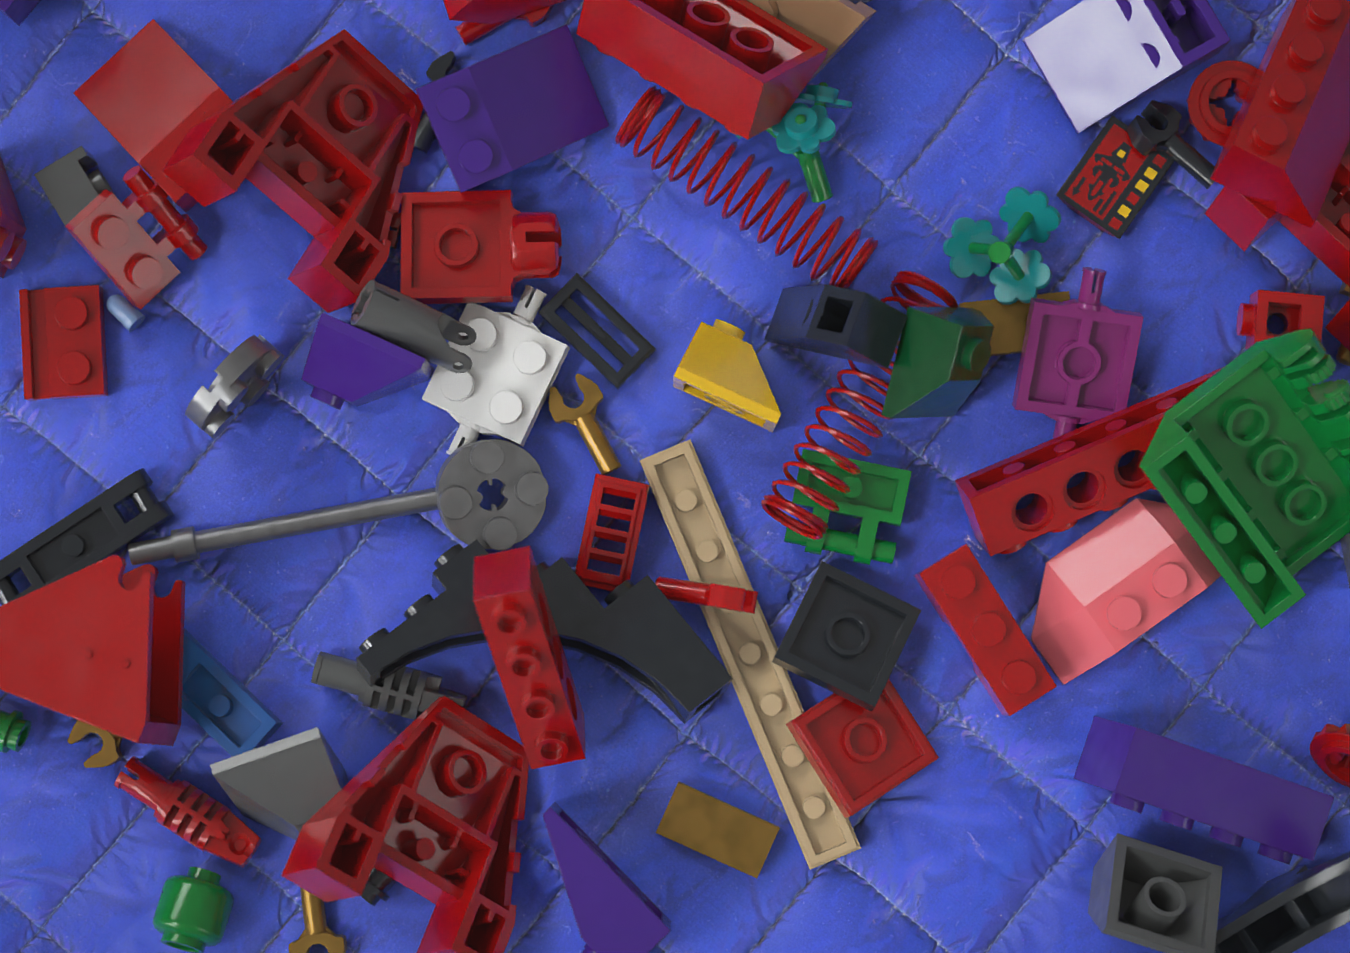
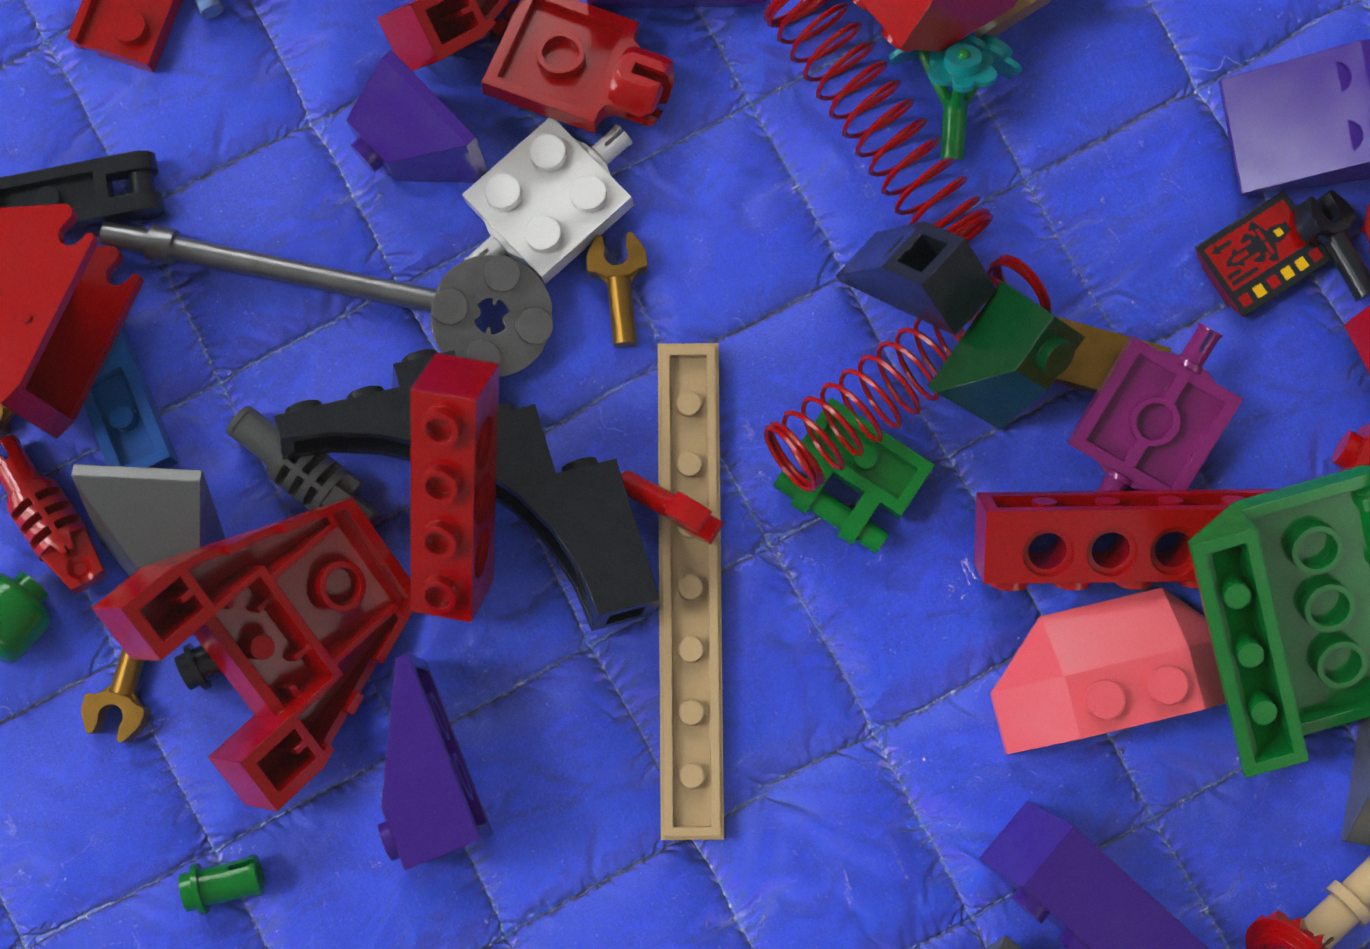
camera: 25 degrees right, 5 degrees down
(238, 380) = (278, 100): flat silver plate -> none
(412, 326) = (481, 107): dark grey piece -> none
(621, 488) = (592, 374): red slope -> none
(630, 363) = (688, 245): black tile -> none
(717, 829) = (581, 757): pearl gold tile -> none
(727, 374) = (780, 289): yellow slope -> none
(846, 636) = (798, 608): black plate -> none
(861, 750) = (770, 726): red tile -> none
(986, 630) = (950, 660): red arch -> none
(1019, 273) = (1096, 265): teal plant -> none

